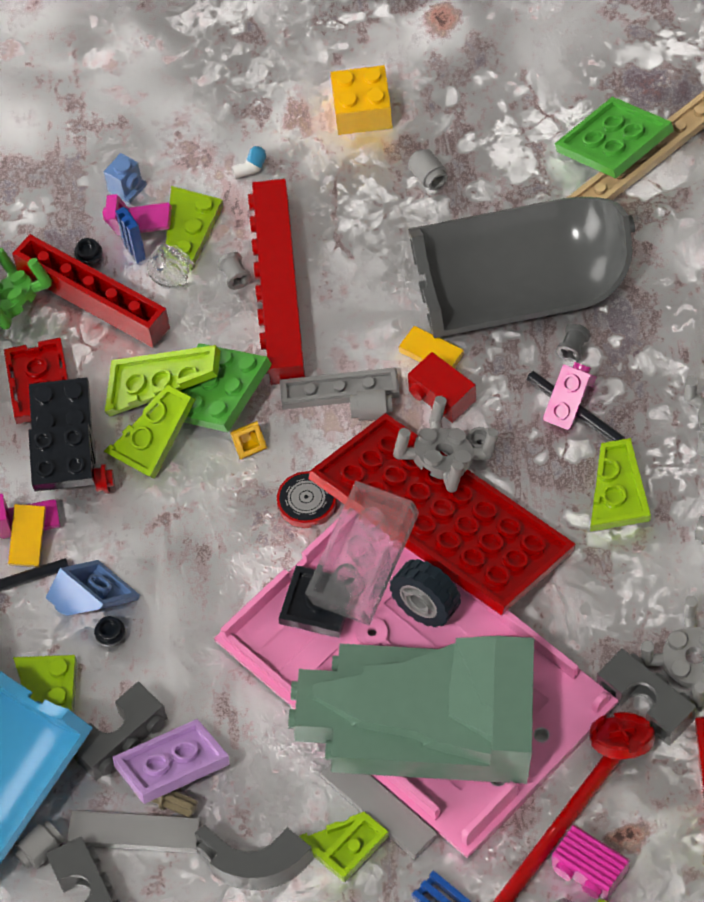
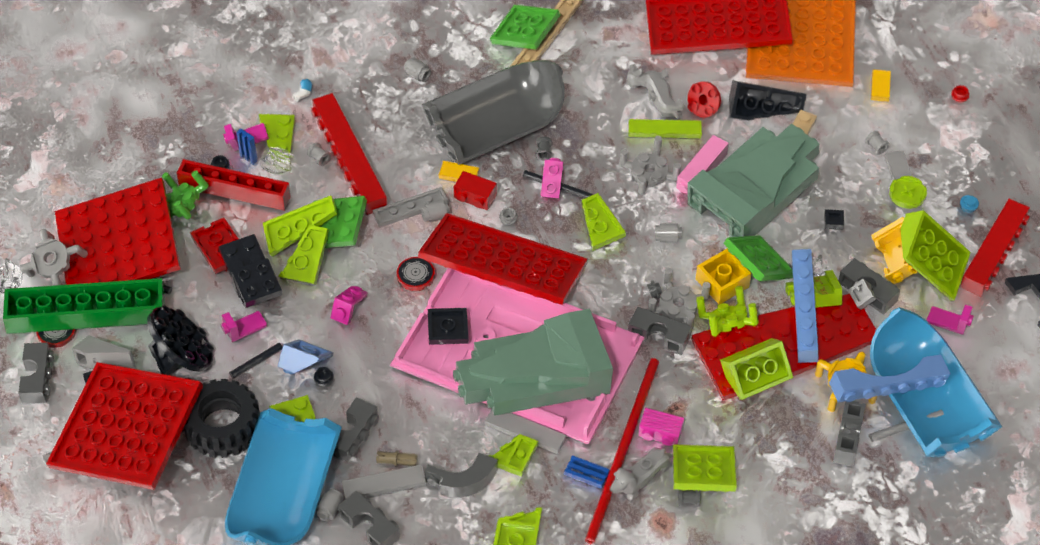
camera: 25 degrees left, 5 degrees down
(27, 535) = (250, 335): yellow tile -> none
(104, 479) = (286, 291): red plate -> none
(124, 178) = (227, 114): medium blue brick -> none
(170, 761) = (393, 436): lavender plate -> none
(182, 519) = (345, 302): none -> dark pink bracket
(248, 440) = (367, 248): yellow slope -> none
(361, 100) = (360, 38): yellow brick -> none
(362, 553) = (469, 288): clear brick -> none
(425, 593) = (513, 303): black wheel -> none
(451, 441) = (491, 224): light grey plate -> none
(622, 735) = (654, 354): red tile -> none
(662, 624) = (654, 289): none -> dark grey plate

